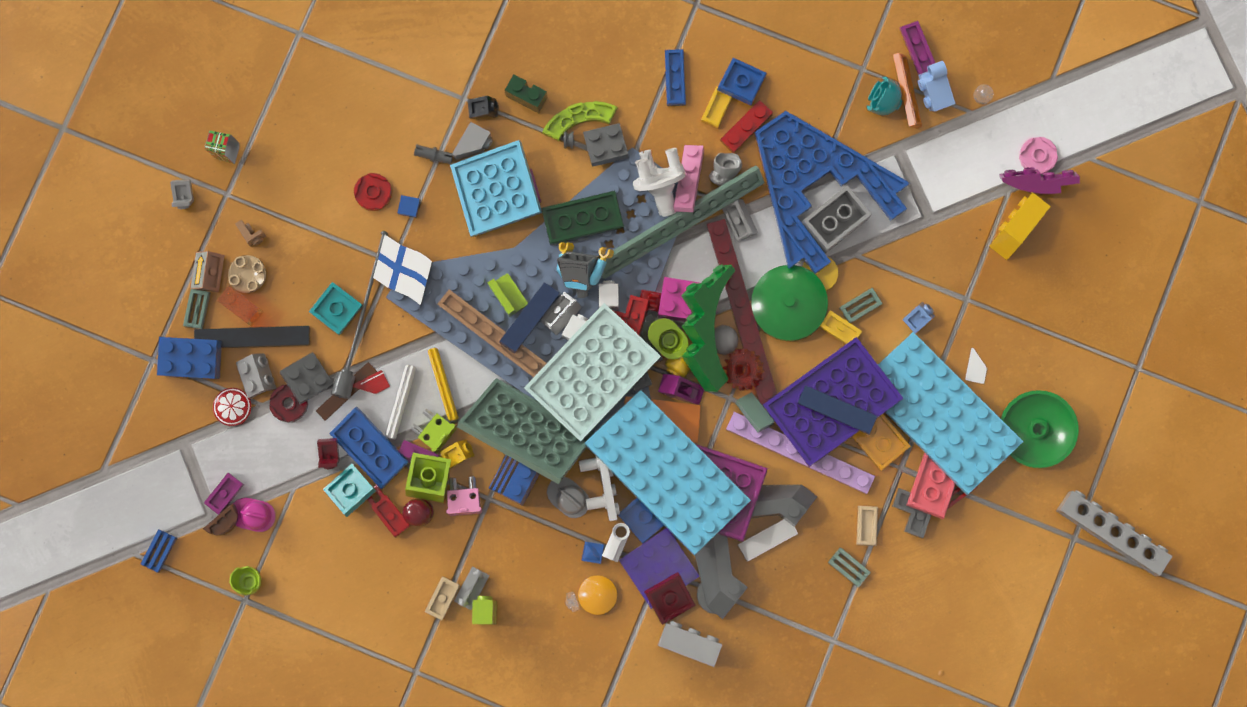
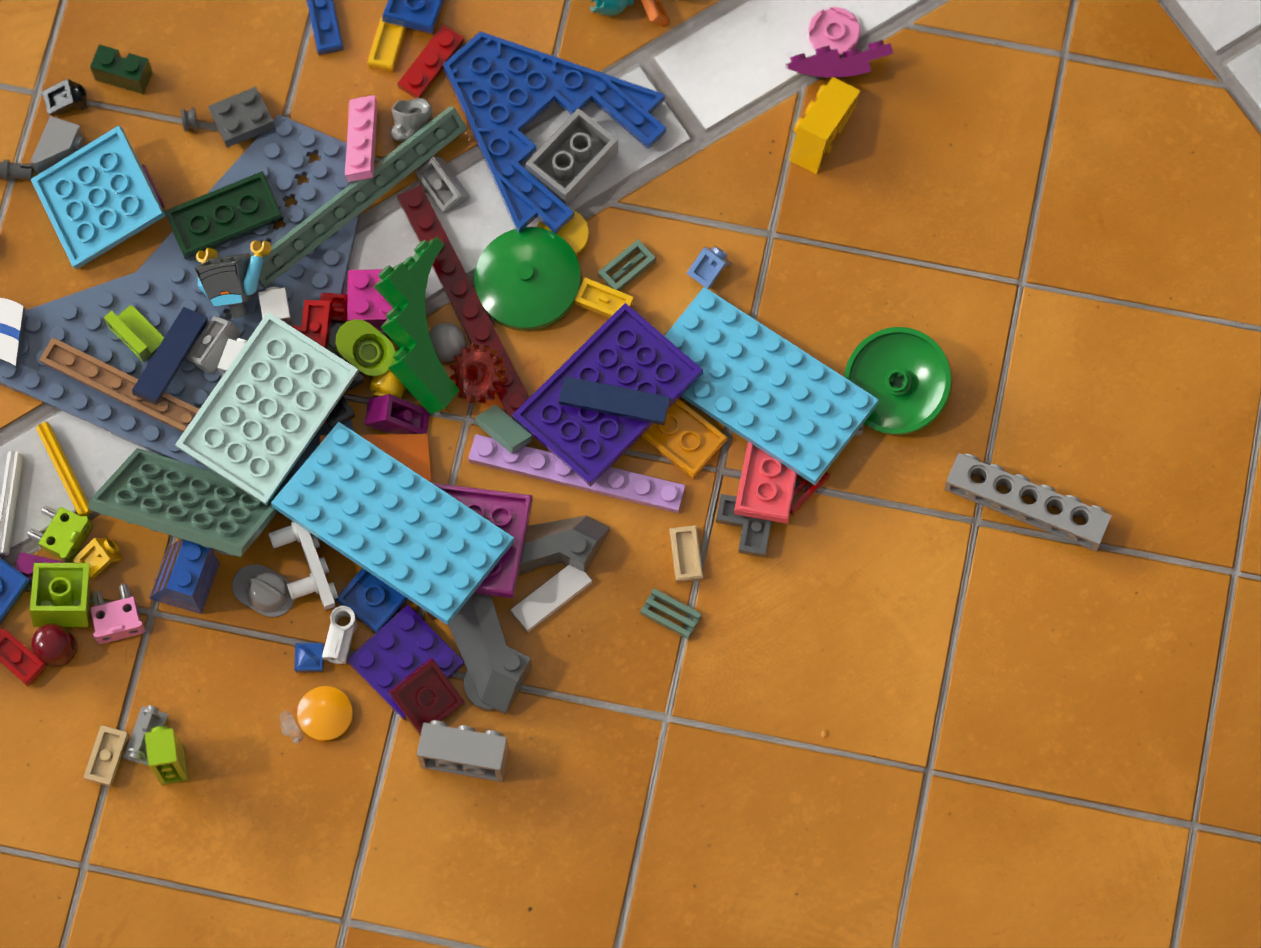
camera: 10 degrees left, 10 degrees down
(578, 114) = (198, 85): lime tile -> none
(659, 180) = (320, 146): white piece -> none
(976, 368) = (800, 322): white sticker -> none

